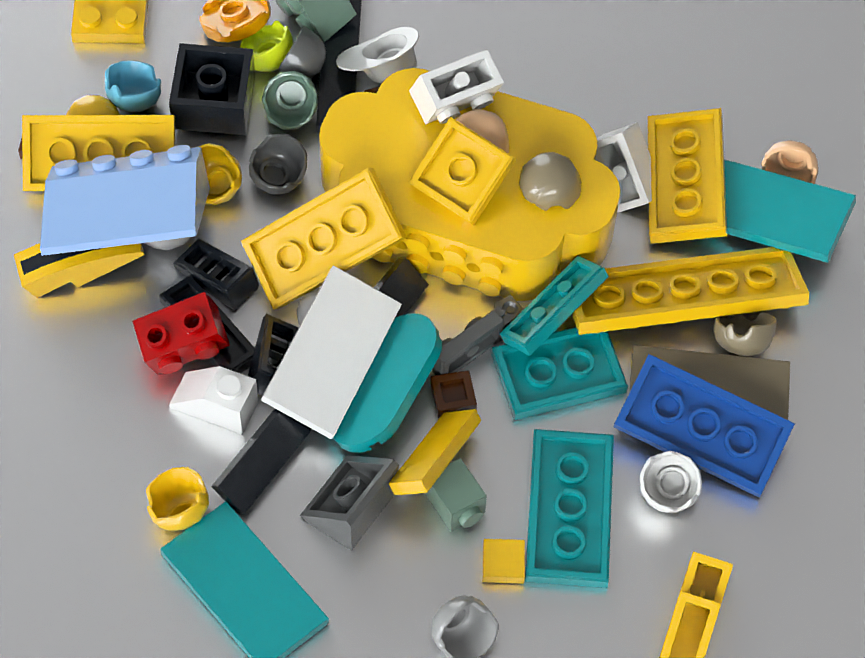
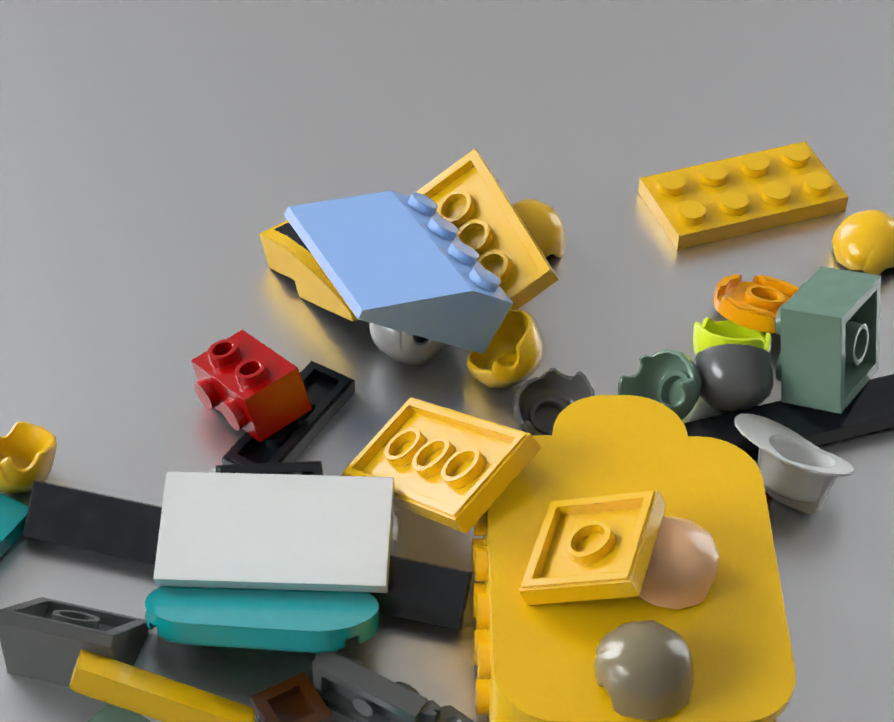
camera: 70 degrees right, 15 degrees down
(132, 85) = (592, 241): medium azure hair -> none
(212, 88) = (628, 307): black brick -> none
(217, 397) = (175, 447): white slope -> none
(233, 288) = (365, 409): black slope -> none
(456, 87) = (728, 496): white brick -> none

